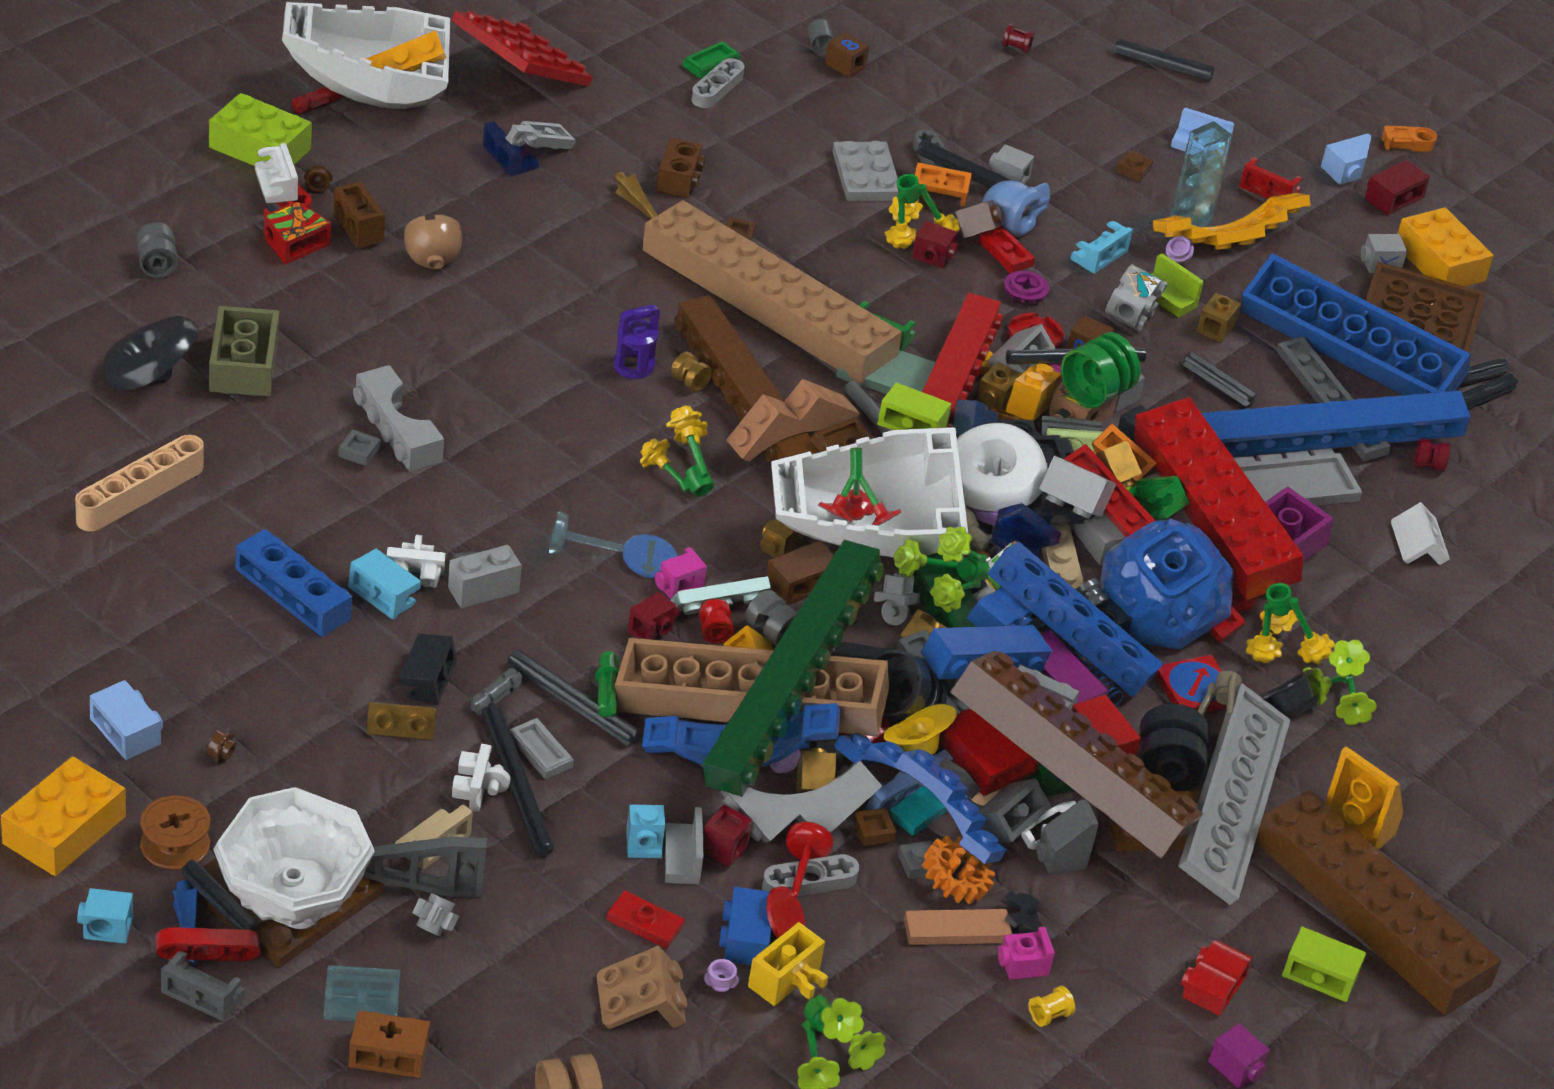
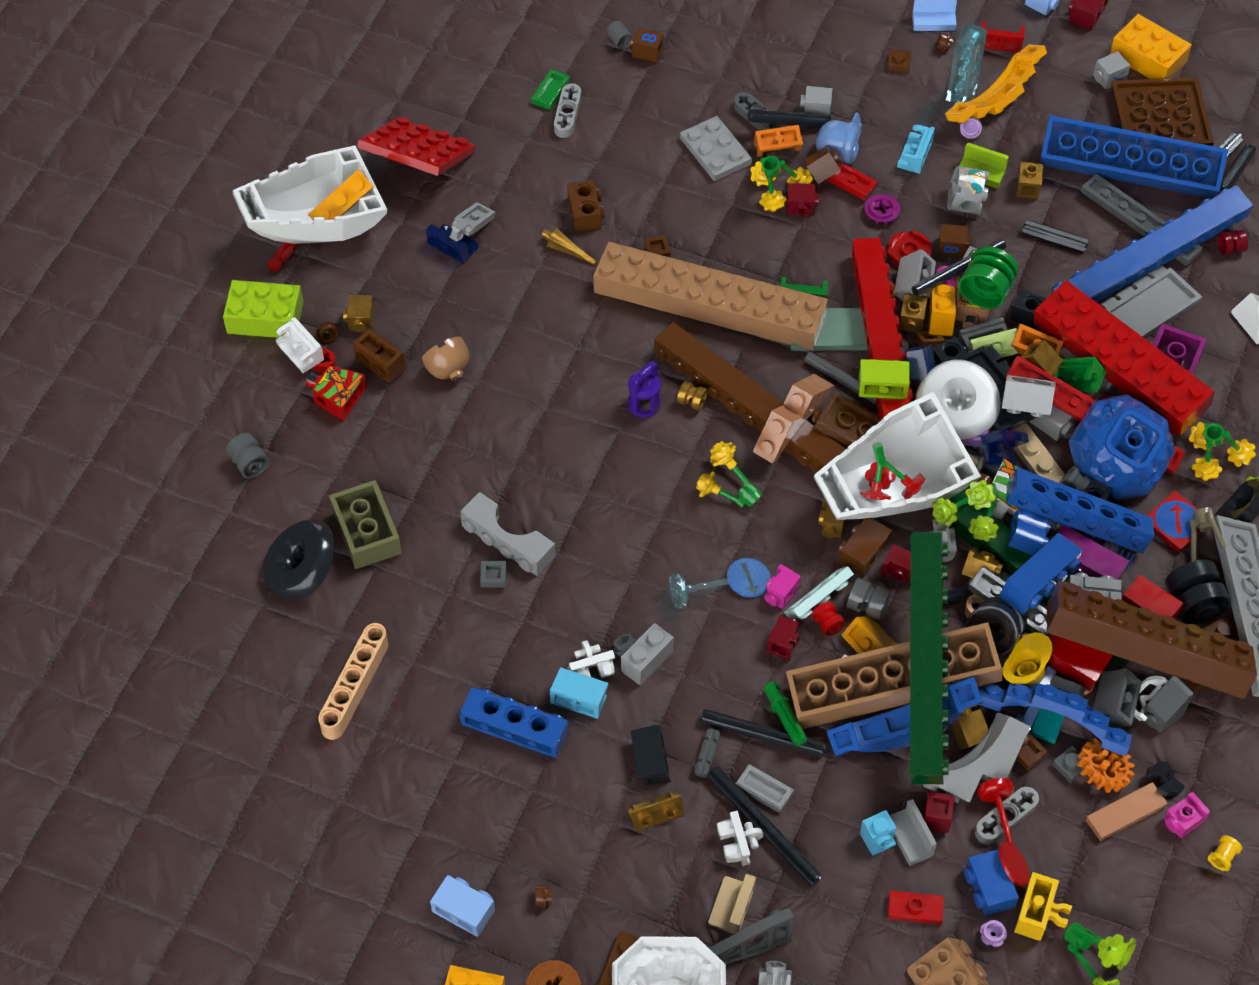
camera: 15 degrees left, 15 degrees up
(367, 169) = (359, 313): none -> pearl gold brick

